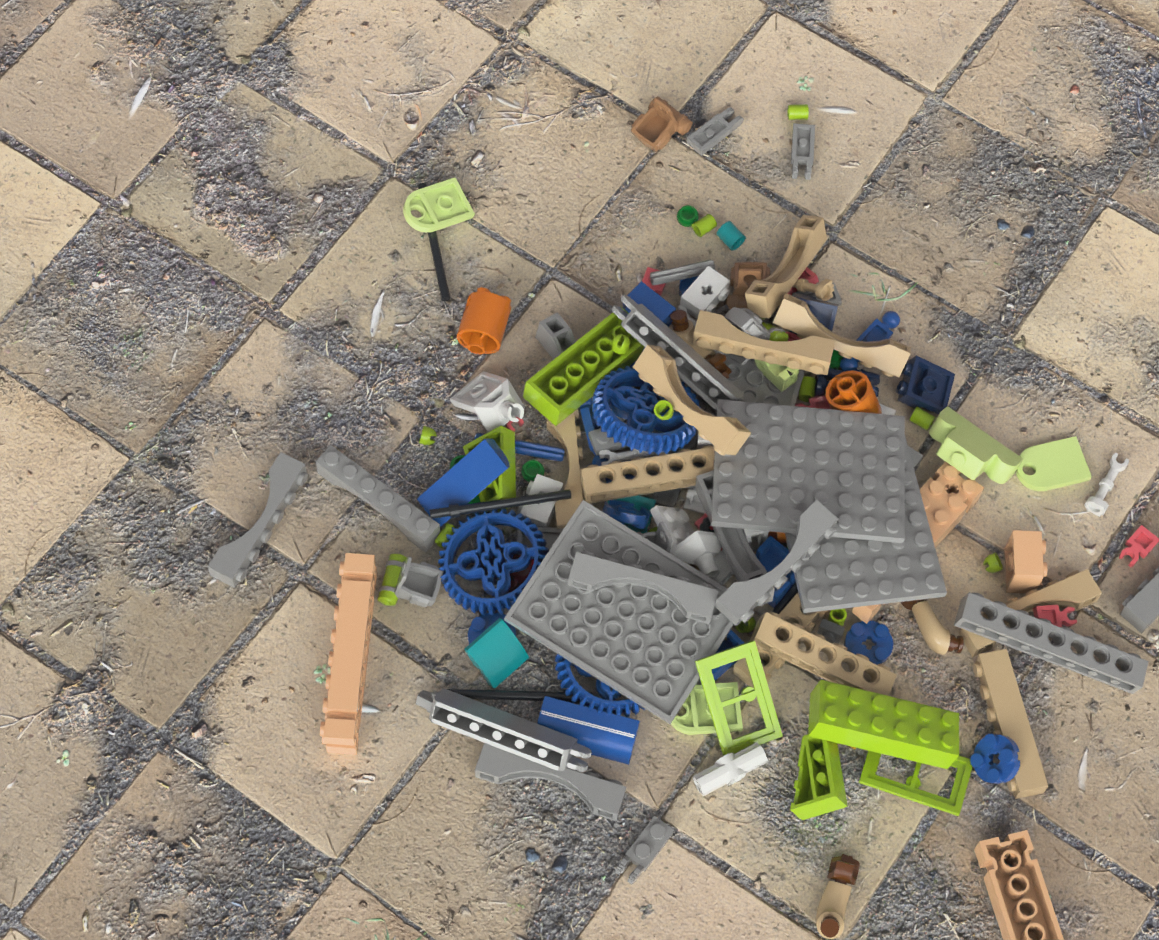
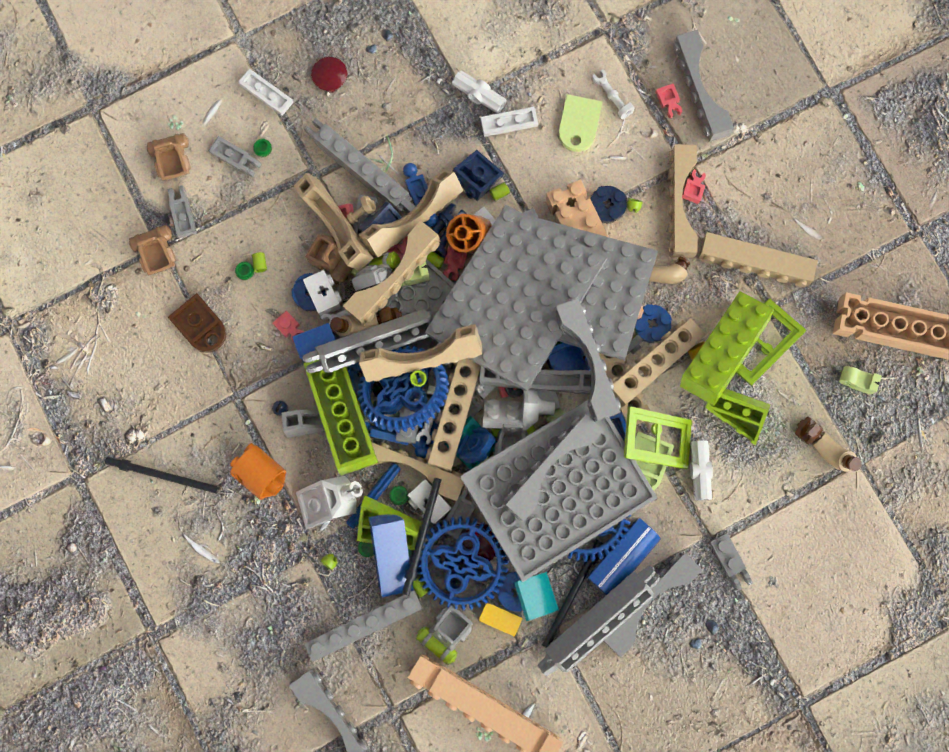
camera: 60 degrees left, 15 degrees up
(439, 206) = (134, 456): yellowish green tile -> none
(453, 631) = (500, 619): none -> yellow slope
(565, 313) = (284, 408): none -> dark blue hinge
(607, 200) = (198, 324): none -> reddish brown tile
(625, 346) = (335, 382): lime hinge -> none
(680, 272) = (293, 300): light grey axle -> none
(731, 235) = (279, 247): teal beam -> none
(765, 92) = (170, 156): none -> medium nougat piece
(798, 111) = (198, 142): lime hinge -> none
(828, 171) = (262, 147): none -> green plate
(863, 270) = (360, 167): none -> light grey hinge
(889, 146) = (265, 92): none -> white plate
(936, 902) = (860, 380): none -> yellowish green leg
(947, 196) = (329, 74): none -> dark red dish
(970, 546) = (611, 194): none -> dark blue plate
(972, 449) = (544, 171): yellowish green brick -> none
(983, 759) = (785, 274): blue plate -> none
(1007, 392) = (509, 121): none -> white plate
(1021, 347) = (479, 92): none -> white piece
(1024, 561) = (648, 183): light nougat brick -> none
(1038, 645) = (762, 161): light grey brick -> none

